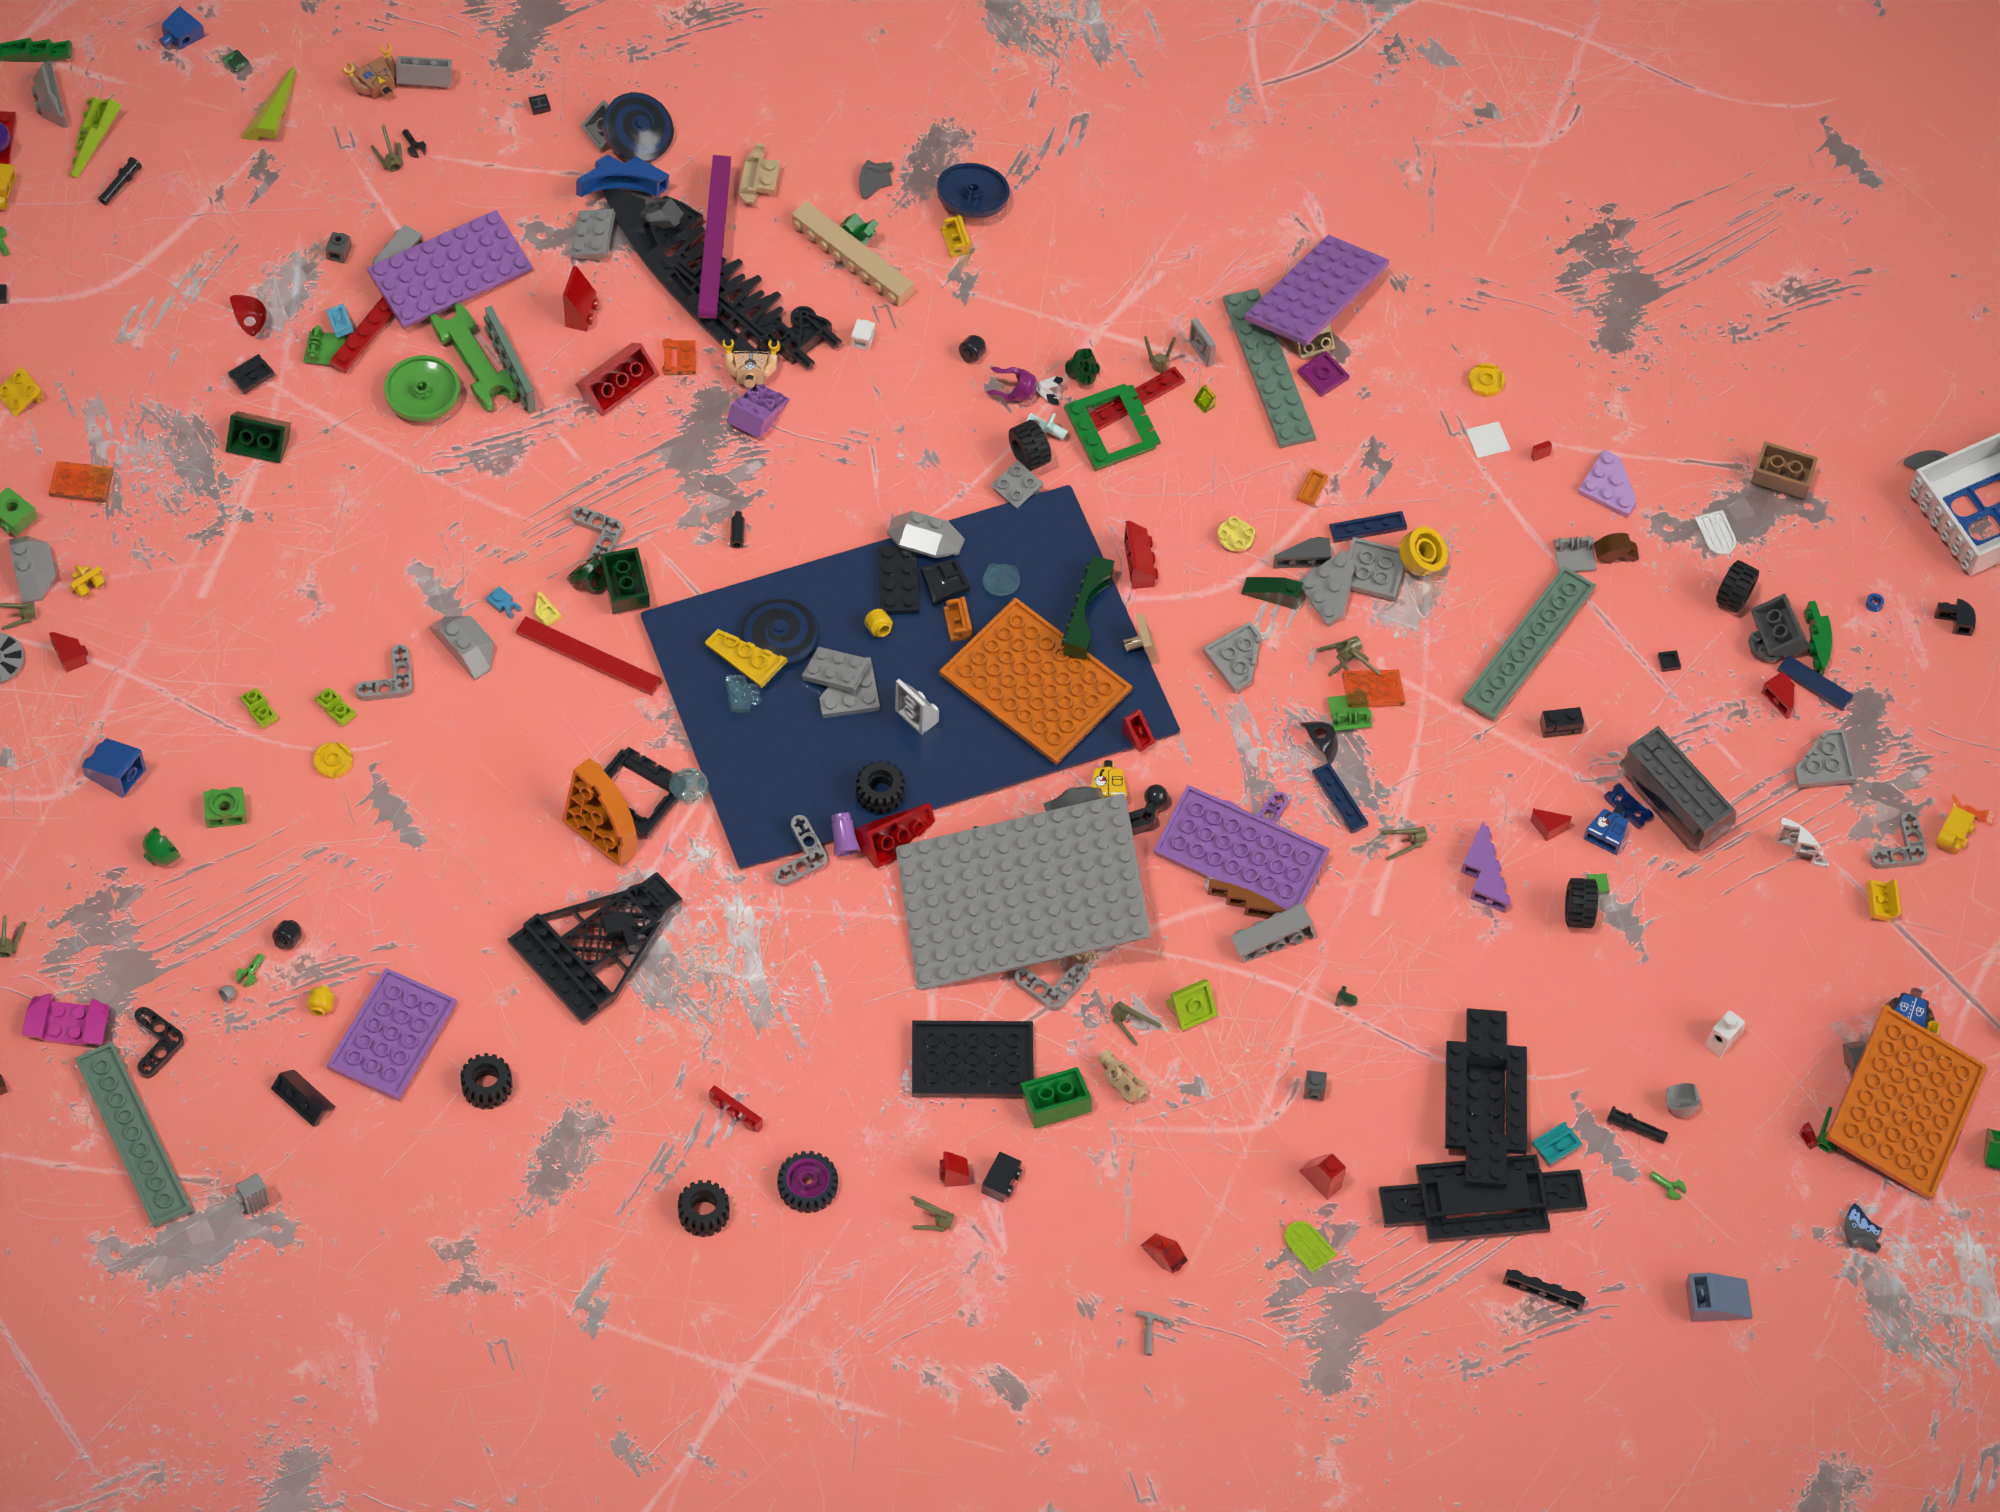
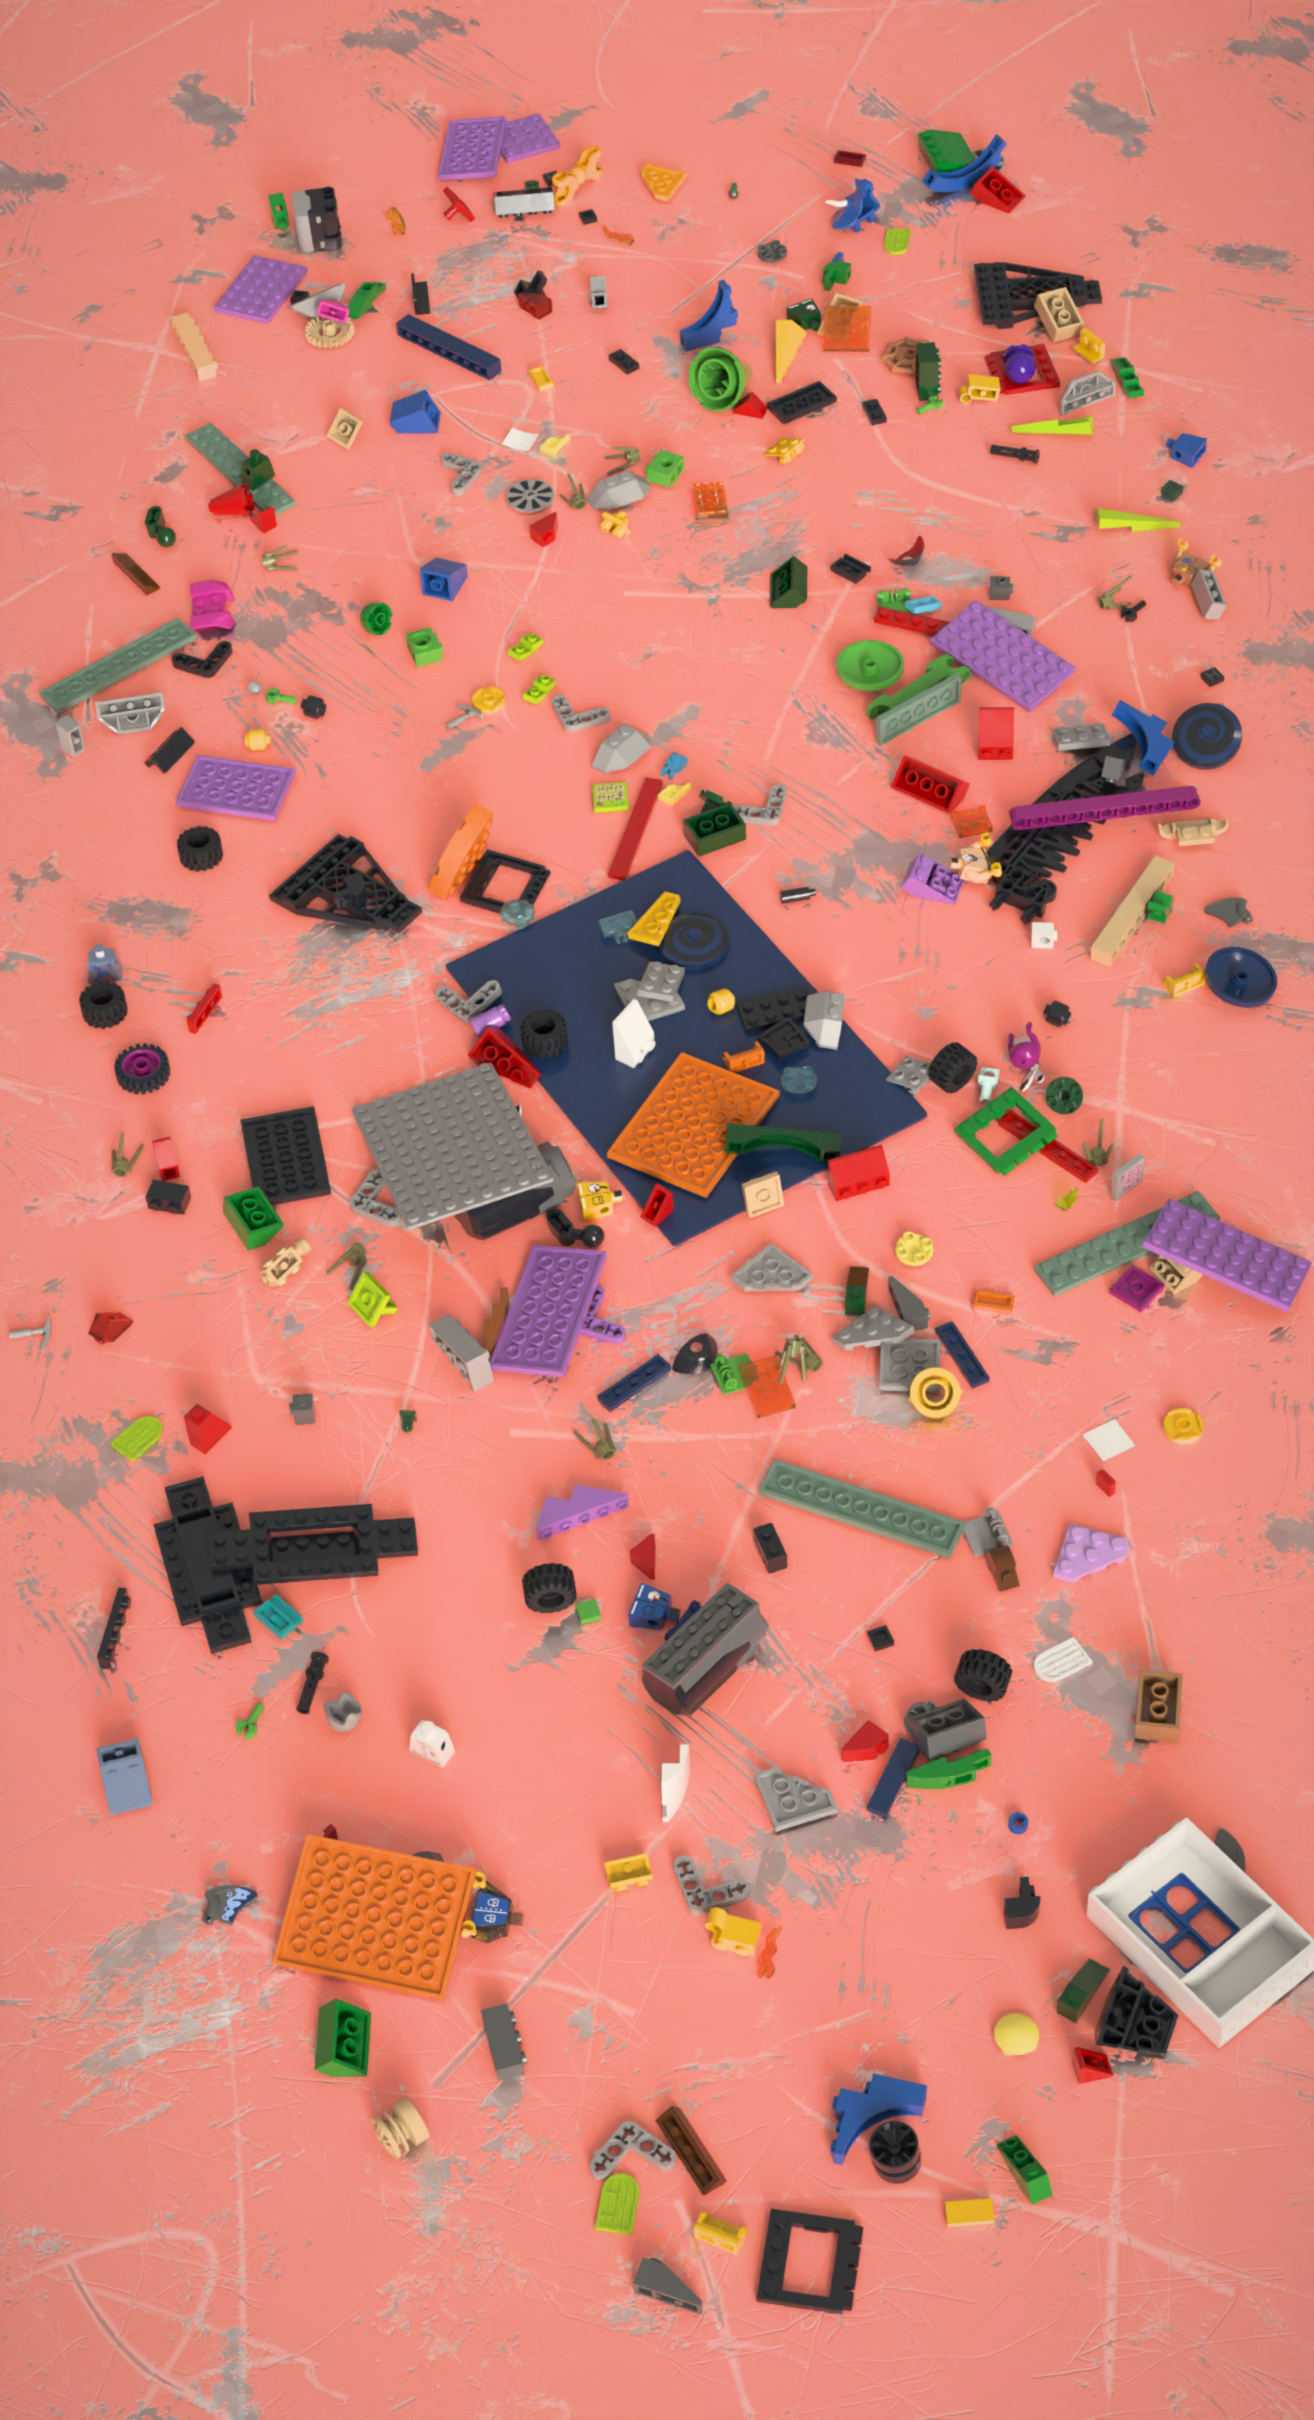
camera: 85 degrees right, 10 degrees down
(230, 1123) = (131, 713): none -> light grey wedge
(347, 778) = (470, 713): none -> light grey piece
(532, 670) = (610, 797): none -> lime tile
(644, 1199) = (104, 965): none -> sand blue torso

